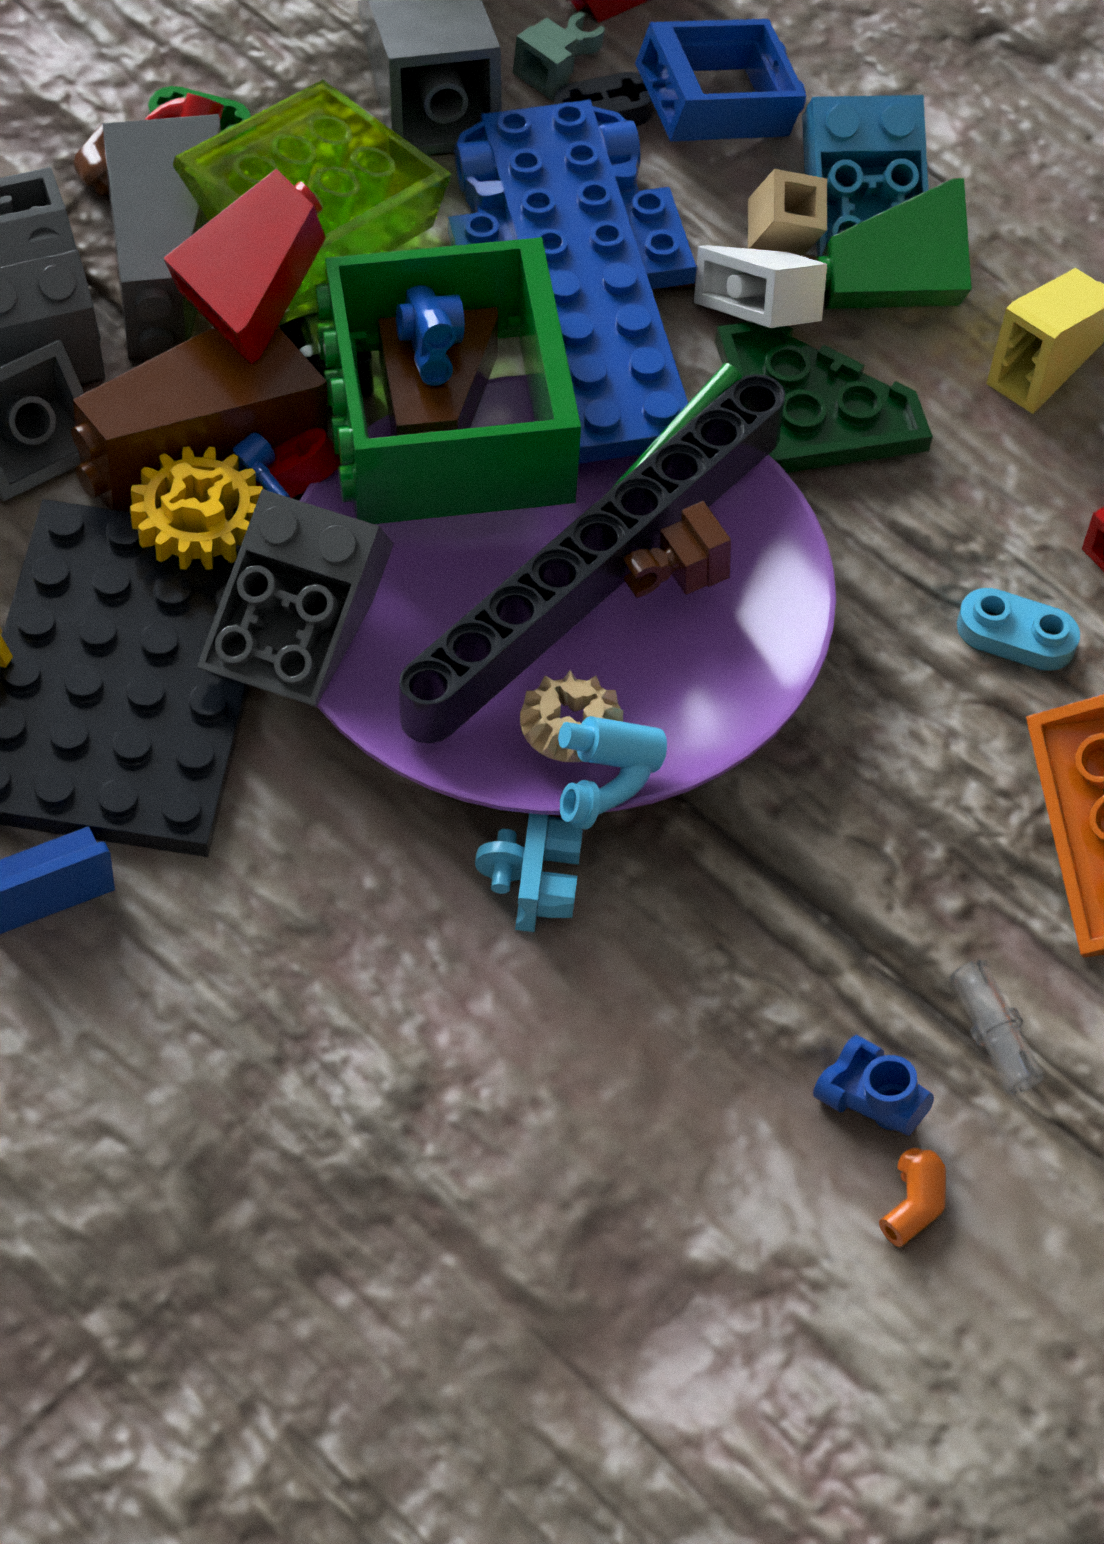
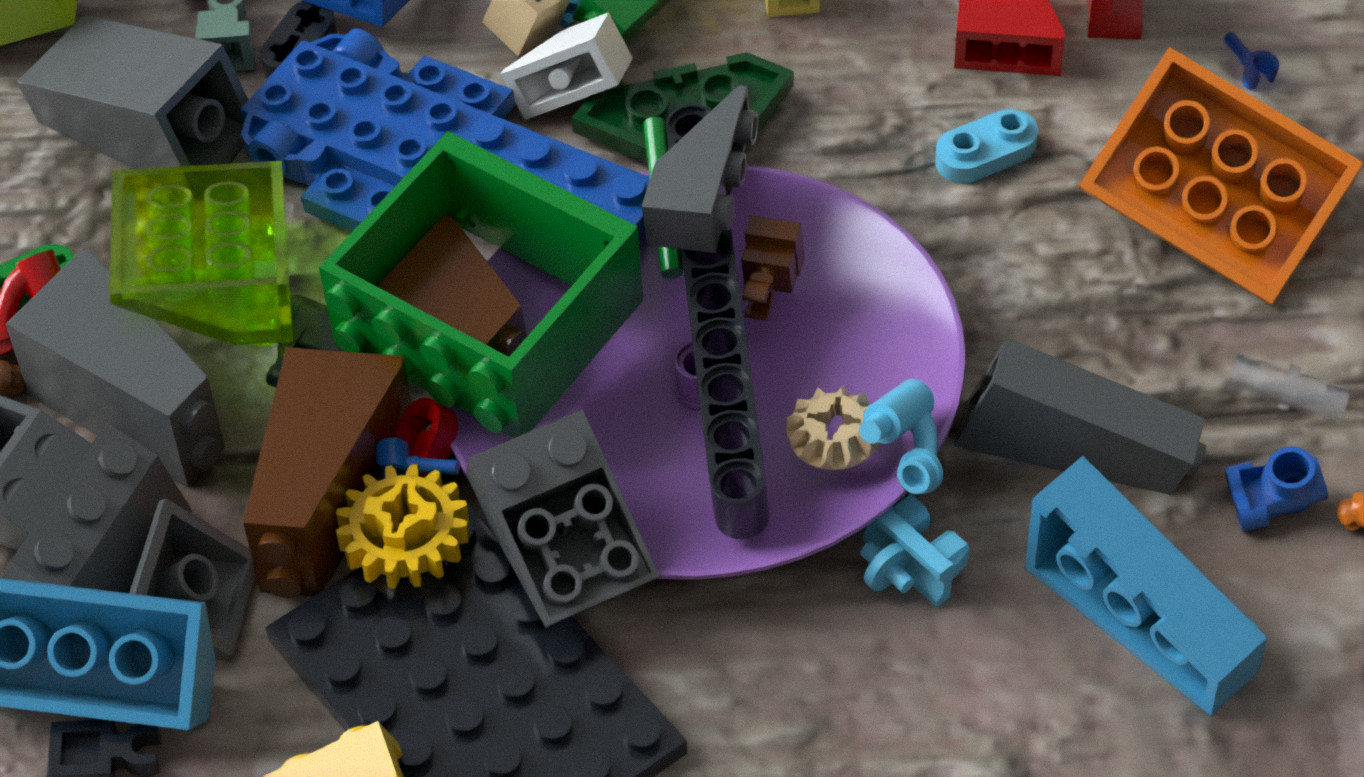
camera: 40 degrees left, 5 degrees down
(250, 261) = (263, 320): red slope -> none
(433, 327) = (438, 258): blue plate -> none
(659, 1056) = (1140, 587): none -> dark azure wedge
(687, 435) = (695, 180): none -> dark grey slope
(783, 893) = (1056, 412): none -> dark grey slope

